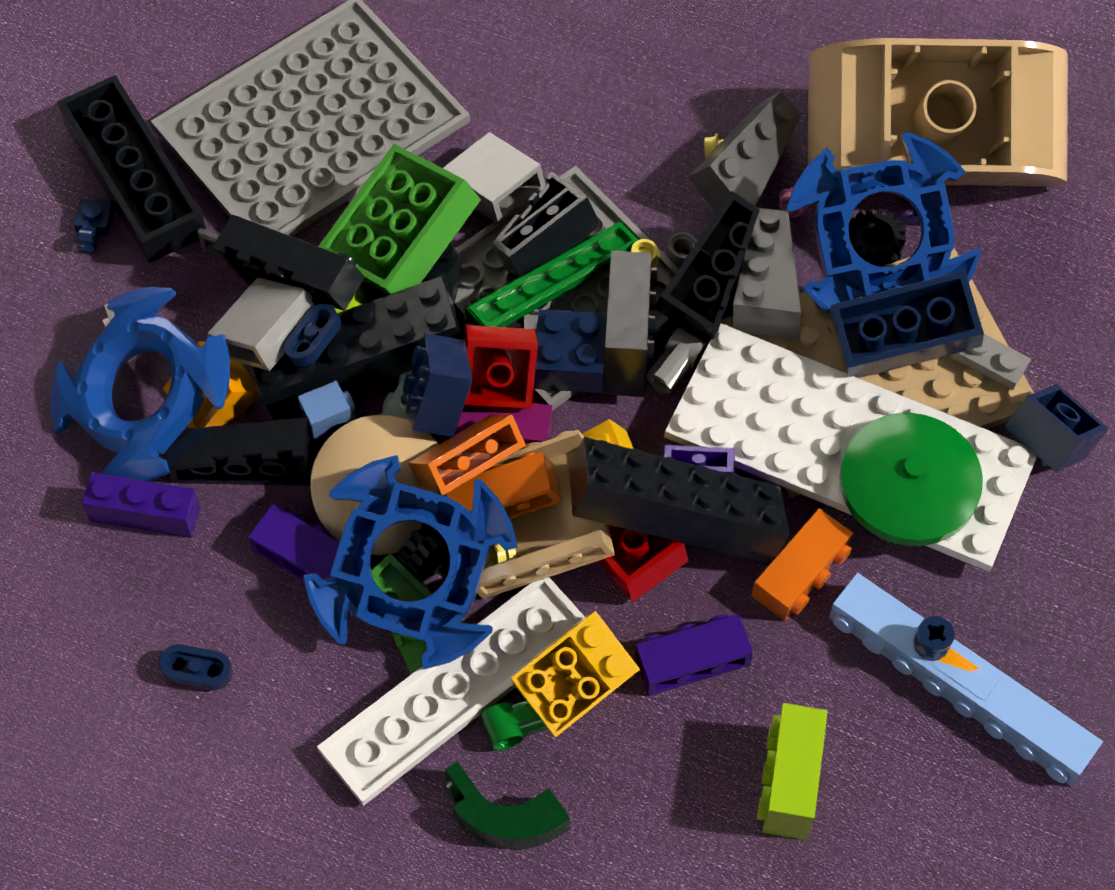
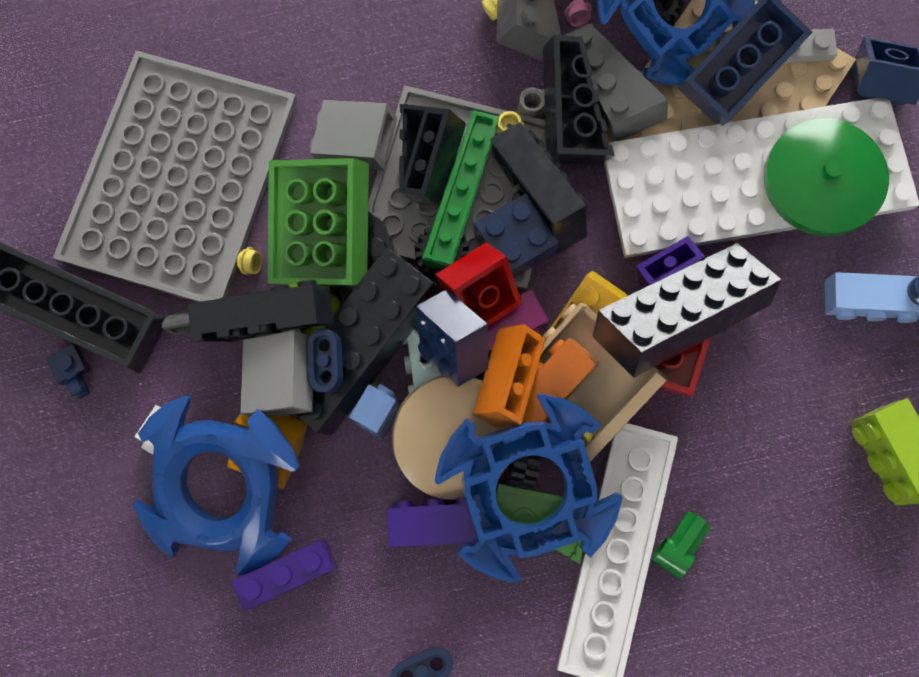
camera: 30 degrees left, 15 degrees up
(244, 454) = (331, 482): black wedge -> none
(317, 228) = (249, 261): none -> light yellow plate
(504, 826) = (737, 629): dark green arch -> none
(574, 673) = (701, 486): yellow slope -> none
(681, 353) = (589, 181): light grey piece -> none
(693, 653) = (763, 409): dark purple brick -> none
(803, 565) = (790, 309): orange brick -> none

